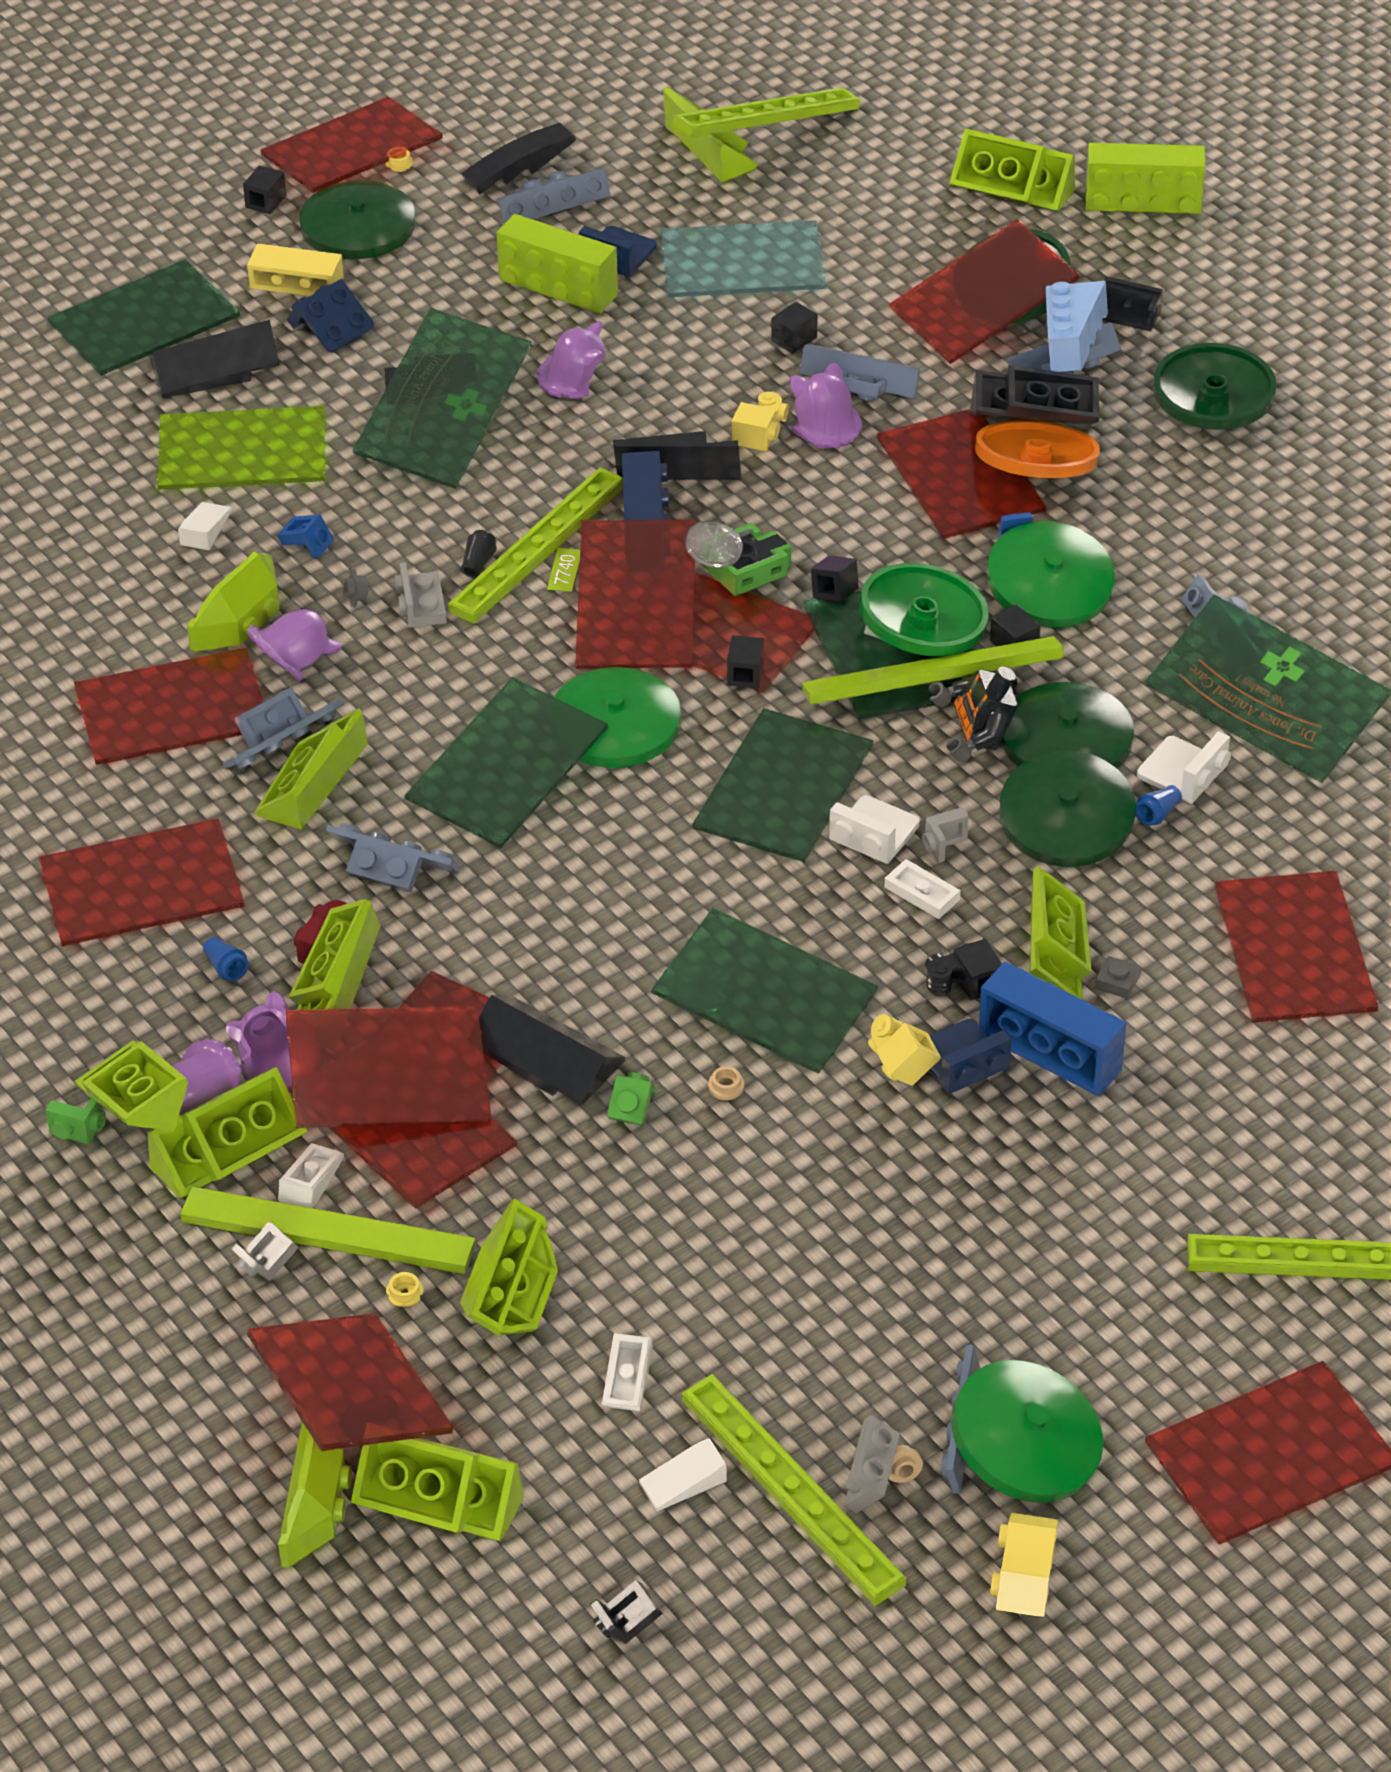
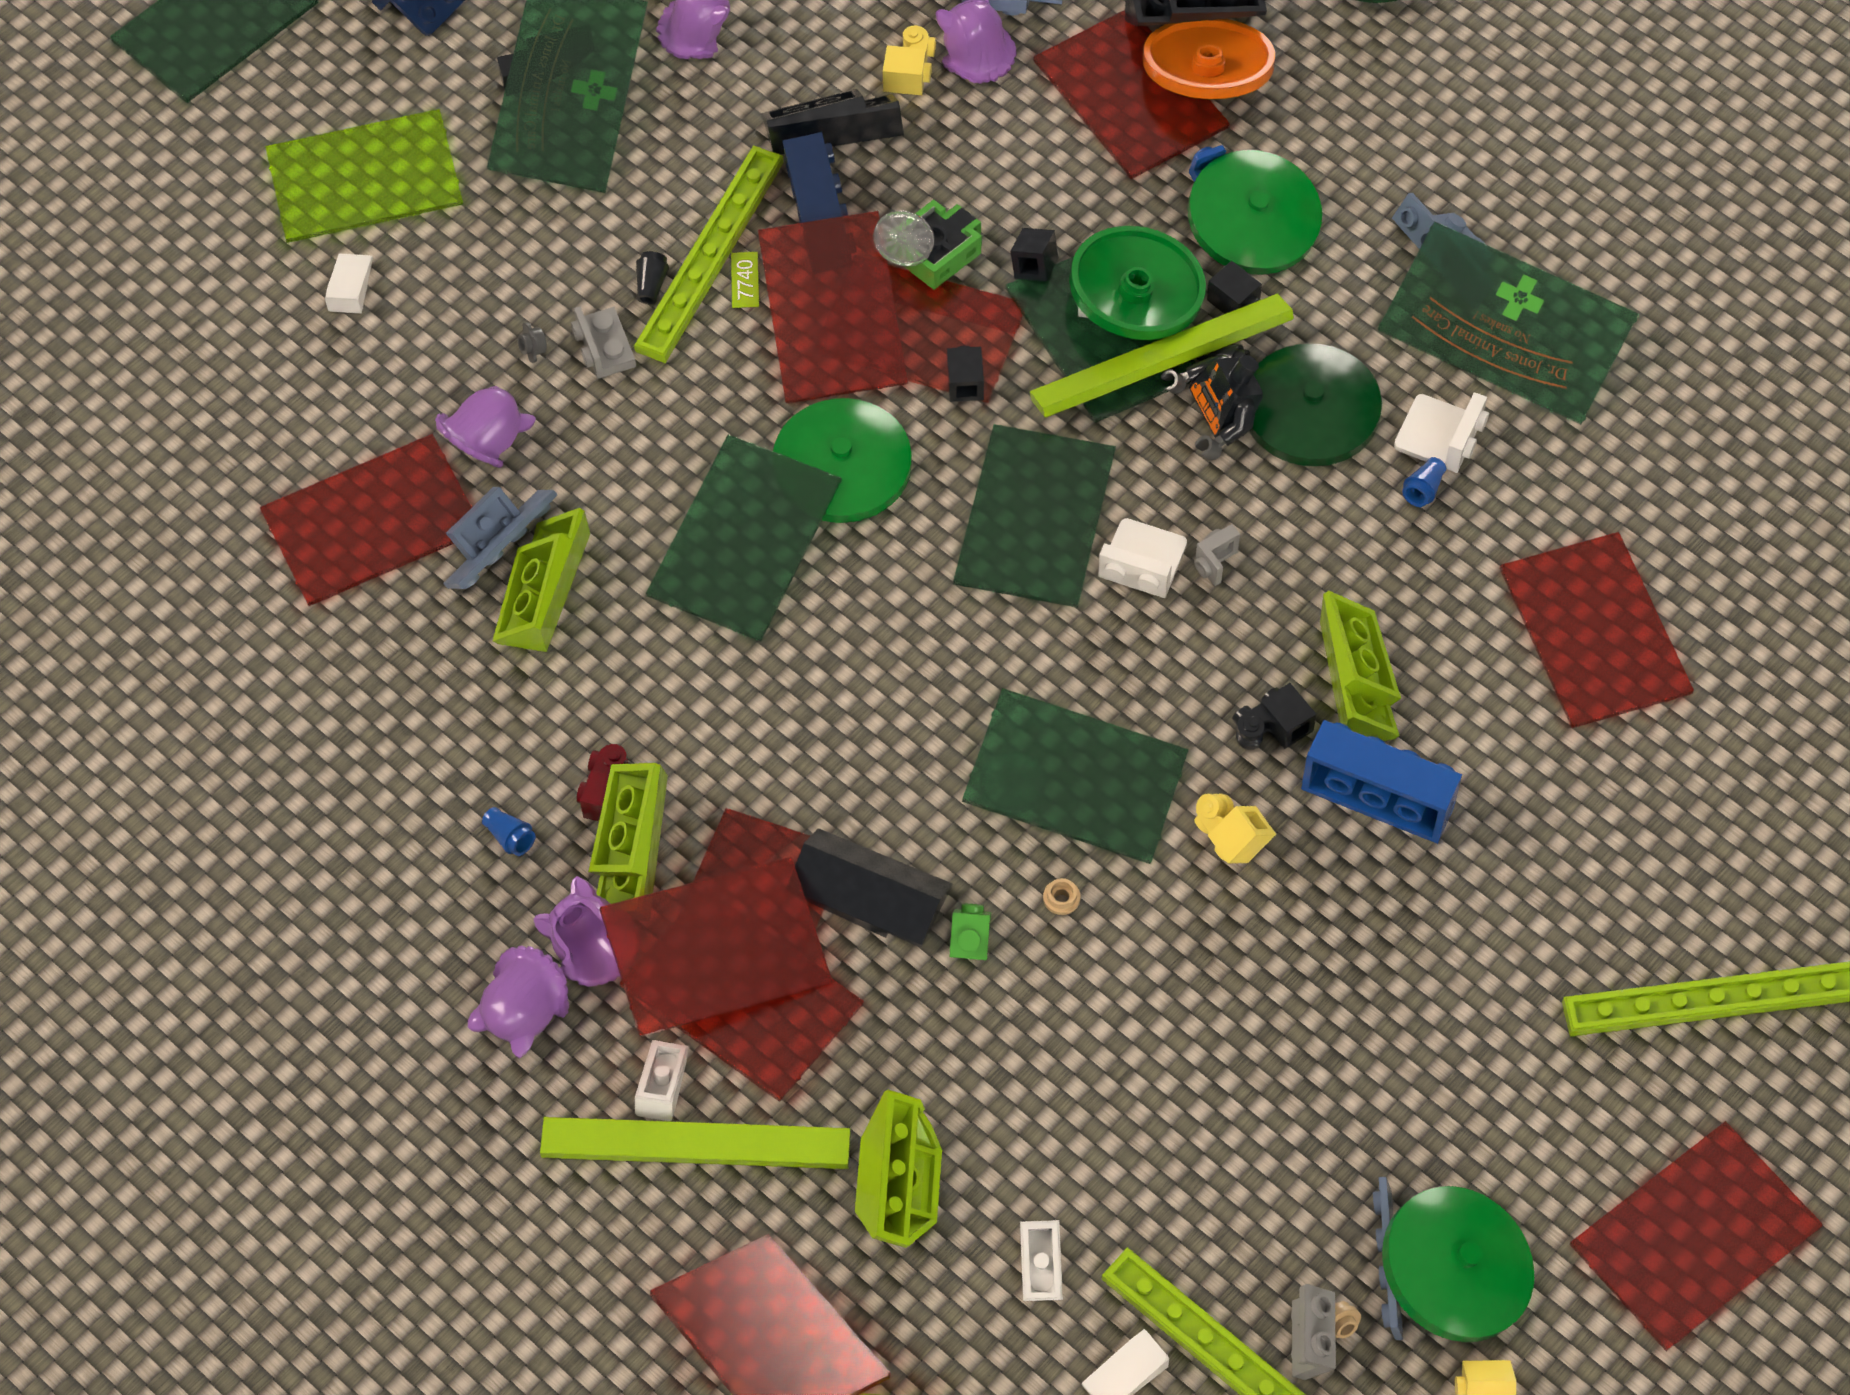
camera: 10 degrees left, 15 degrees up
(75, 1122) = (400, 1062): bright green bracket -> none
(137, 1087) = (464, 1025): lime slope -> none
(140, 882) = (394, 746): clear red piece -> none
(215, 360) = (308, 69): black slope -> none
(224, 1134) = (564, 1051): lime slope -> none
(235, 604) = (415, 388): lime wedge -> none
(266, 1252) = (640, 1185): light grey bracket -> none
(307, 531) = (462, 277): blue bracket -> none
(388, 862) = (648, 682): sand blue bracket -> none
(402, 1283) = (792, 1193): light yellow plate -> none
(922, 889) = (1208, 625): white plate -> none
(968, 1055) = (1299, 820): dark blue bracket -> none
(1067, 808) = (1334, 502): dark green dish -> none
(1117, 977) = (1427, 698): dark grey plate -> none

